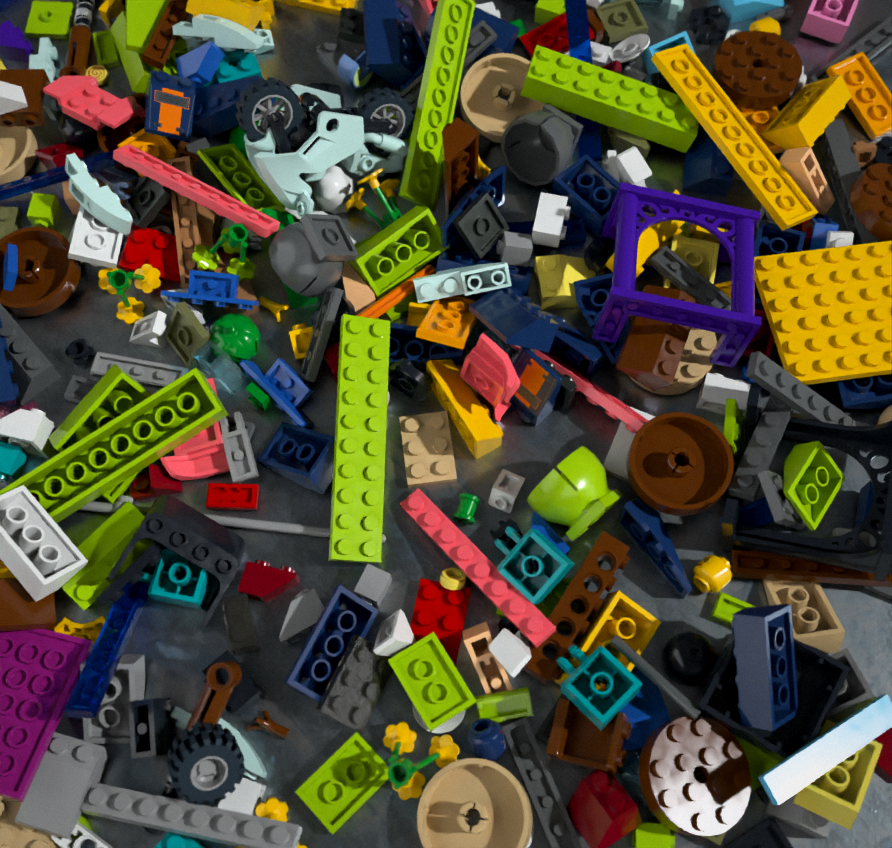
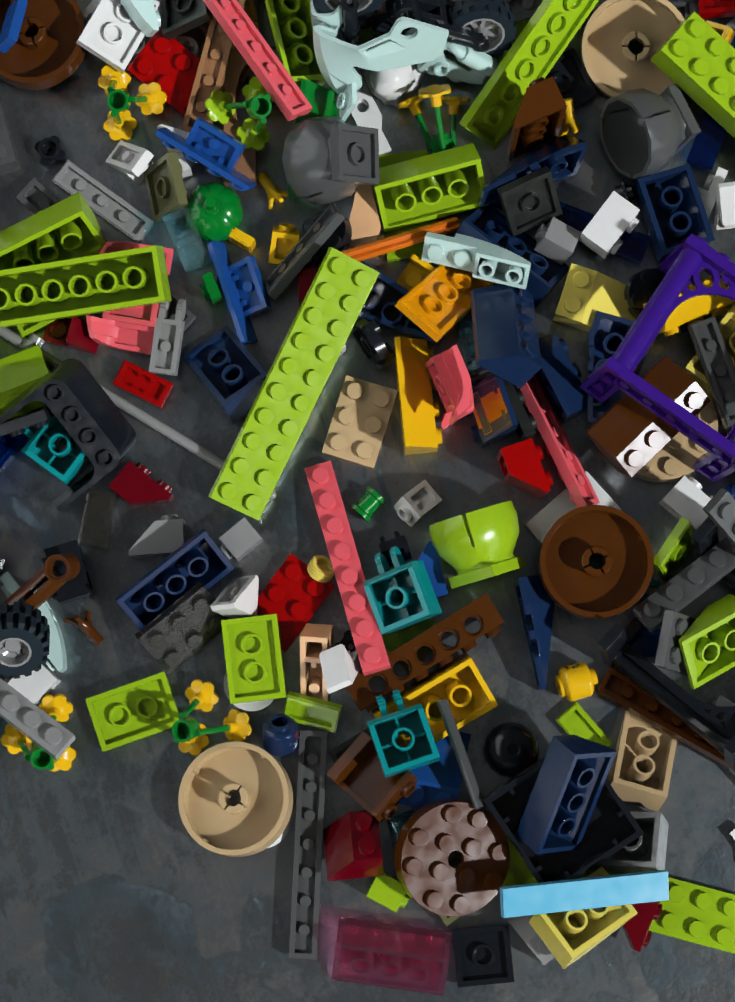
camera: 25 degrees right, 15 degrees up
(267, 351) = (242, 240): none -> yellow tile
(580, 422) = (523, 468): none -> red slope

